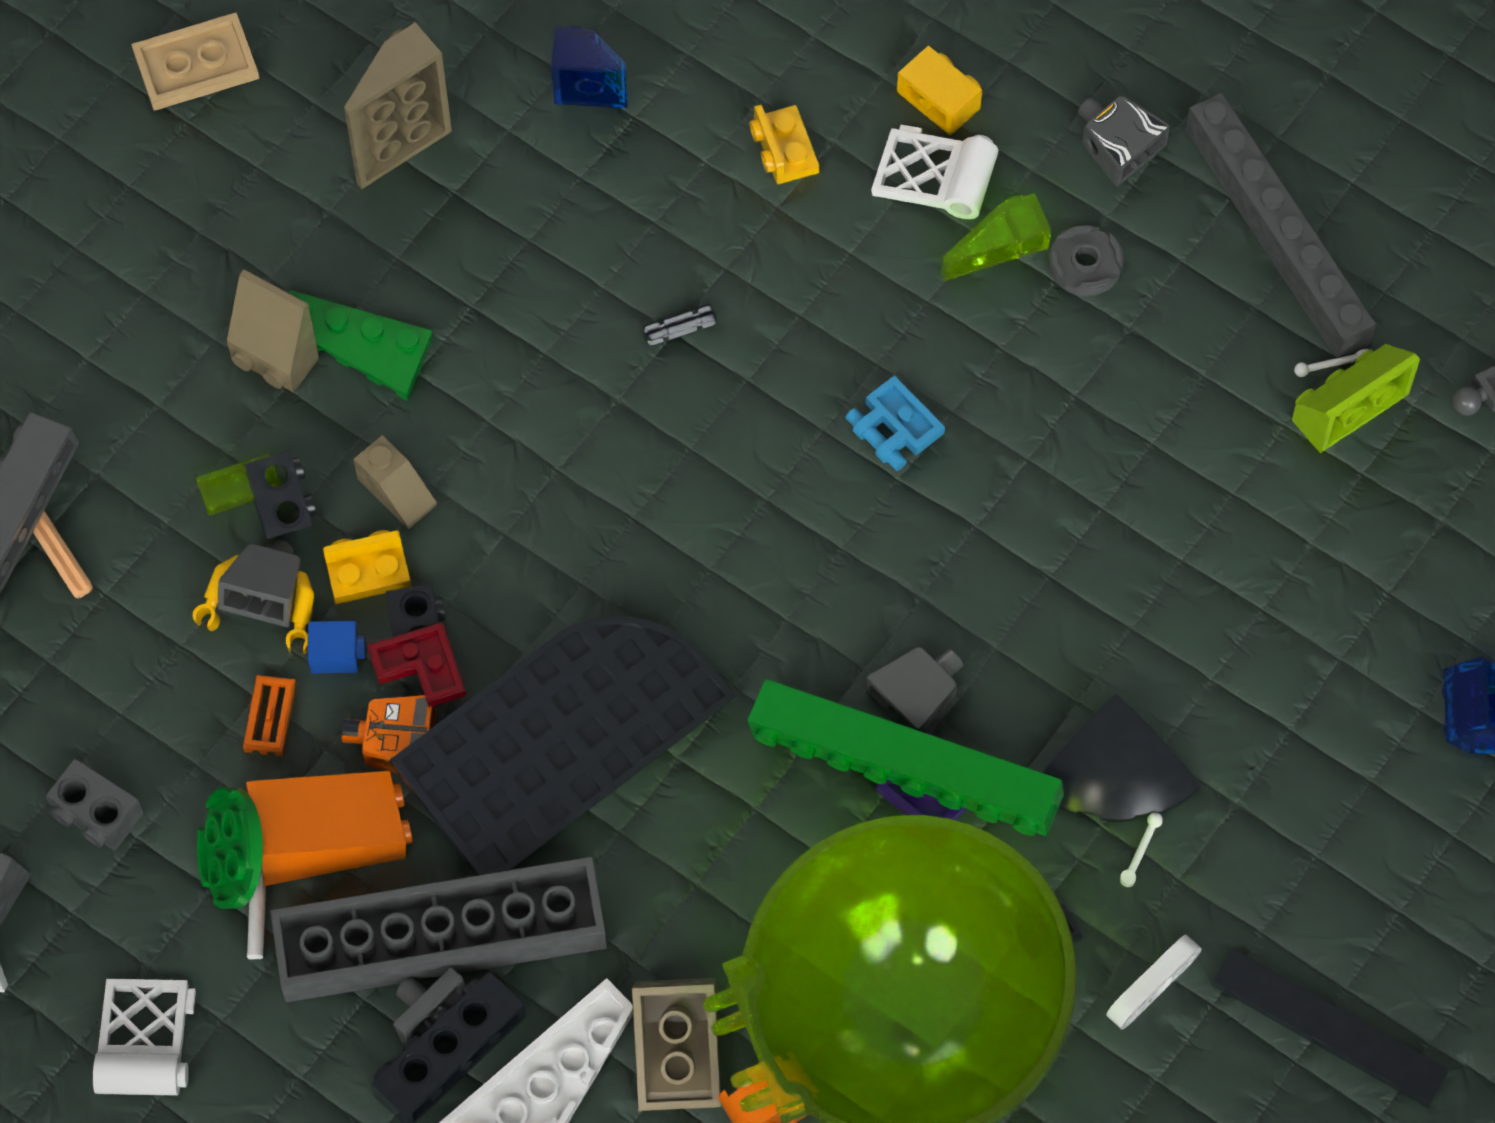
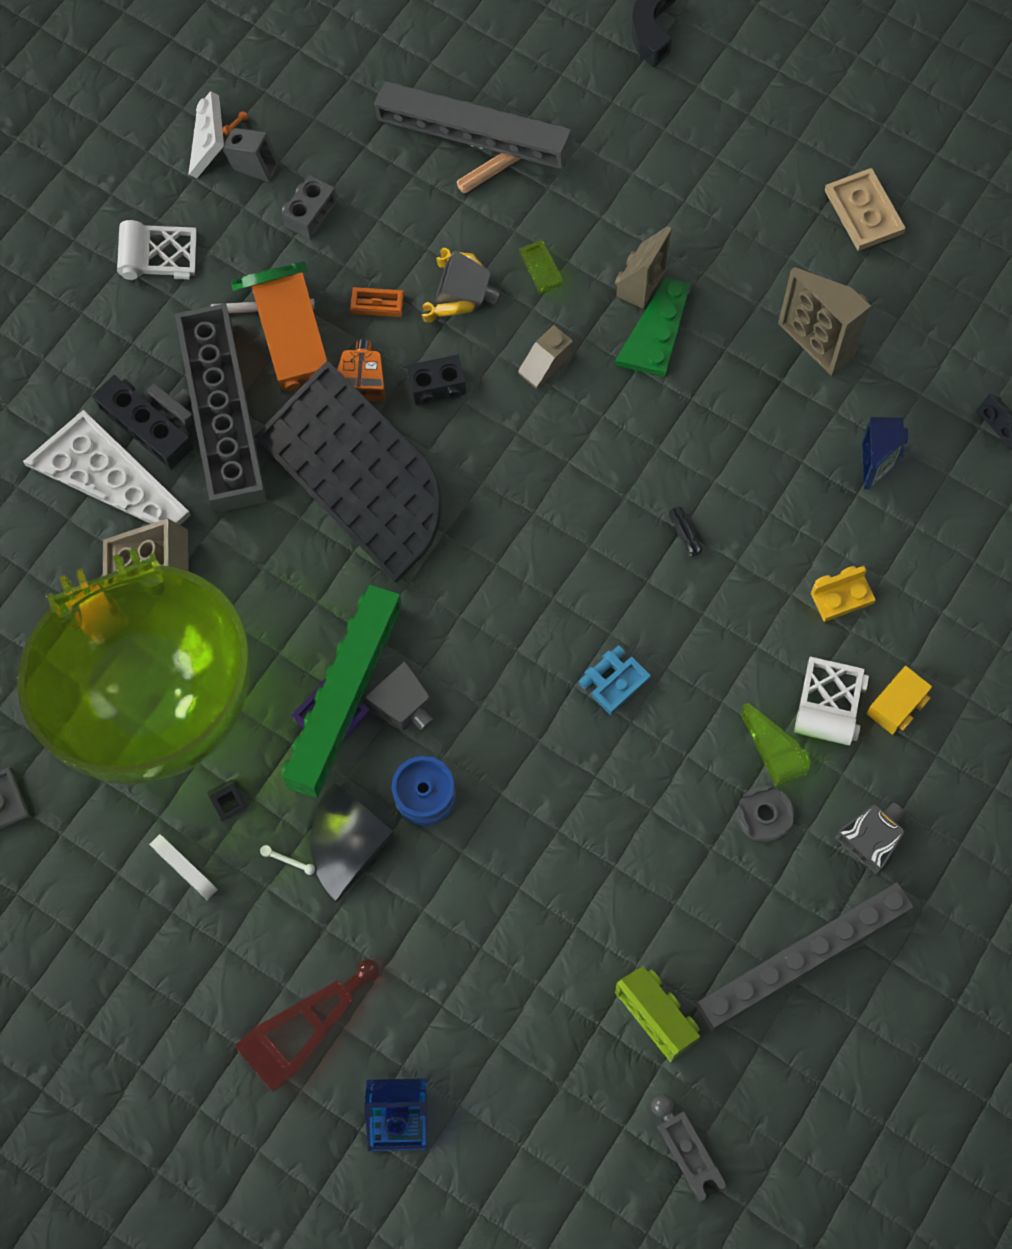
camera: 90 degrees right, 5 degrees up
(269, 497) = (525, 279): black brick -> none
(335, 647) = (422, 331): blue brick -> none
(366, 566) = (484, 349): yellow bracket -> none
(424, 653) = (408, 382): dark red tile -> none
(1054, 660) = (427, 807): none -> blue wheel
(1303, 369) = (683, 977): white hinge -> none
(1330, 1028) = (149, 994): black tile -> none
(1414, 875) = (267, 1059): none -> clear red plate

